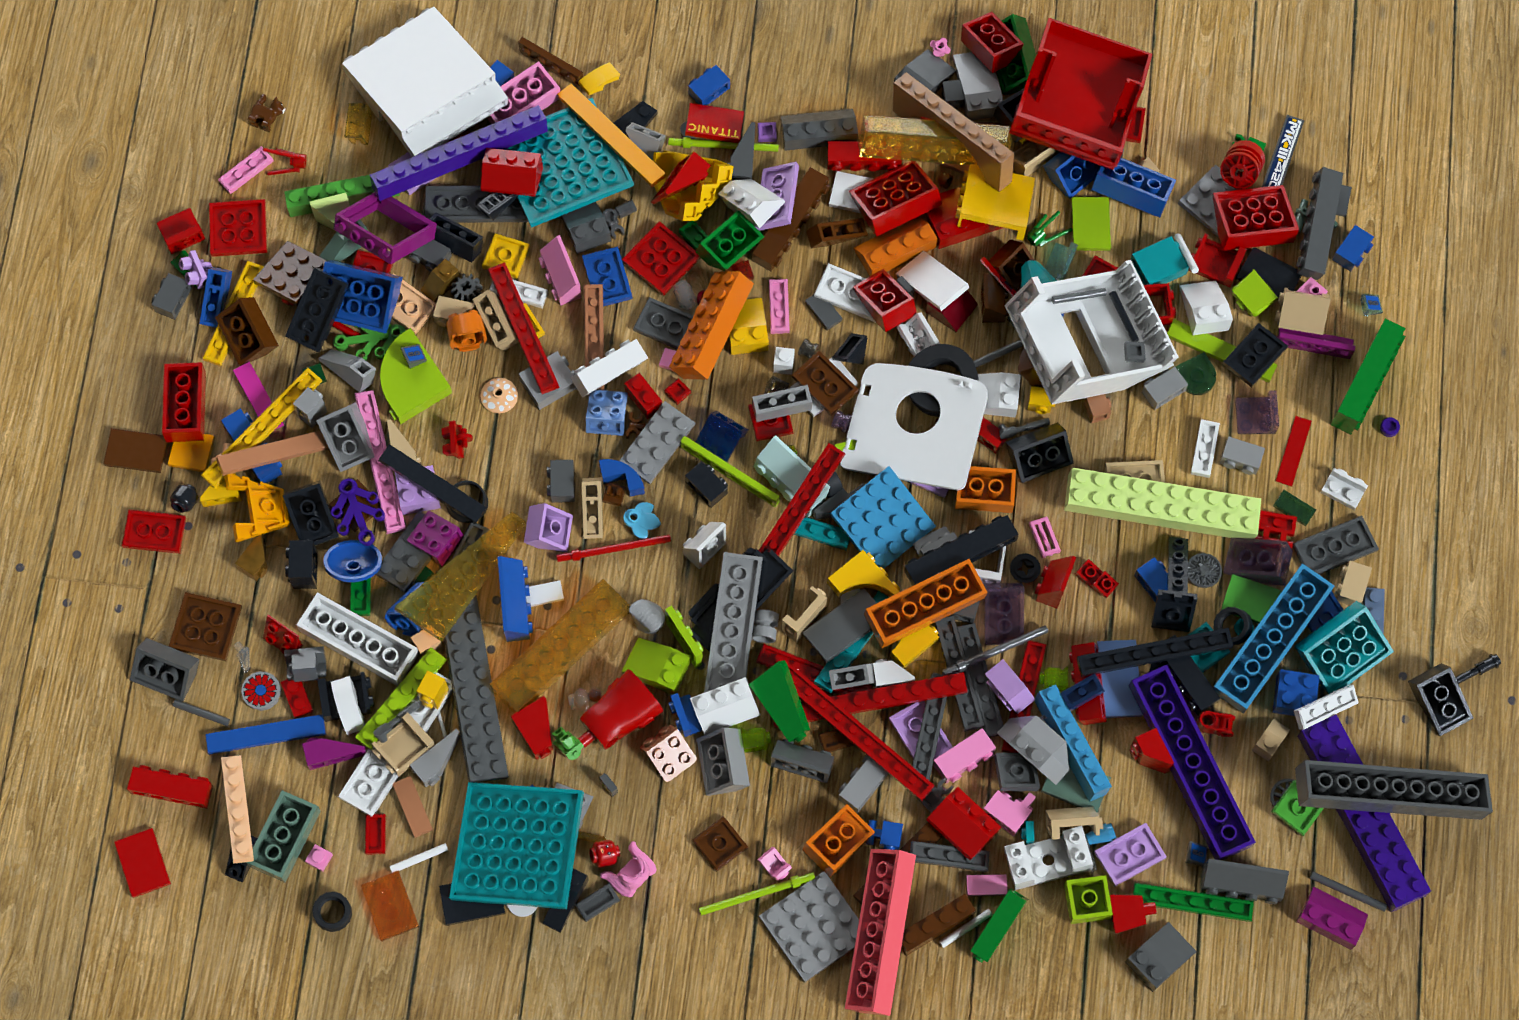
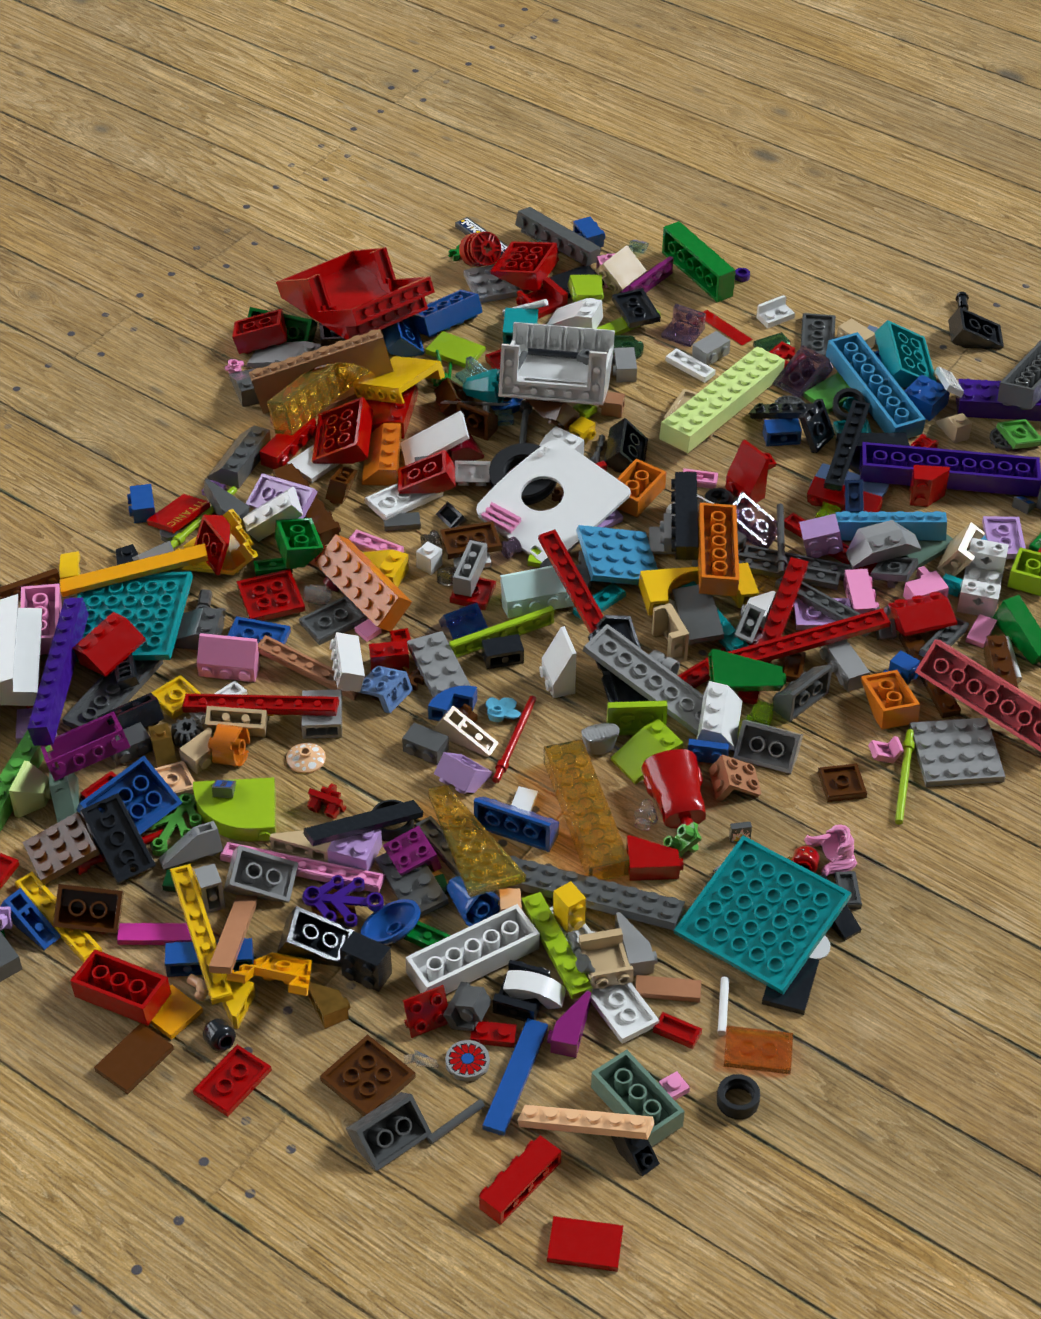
camera: 60 degrees left, 25 degrees down
(869, 379) = (503, 515): none -> bright pink tile

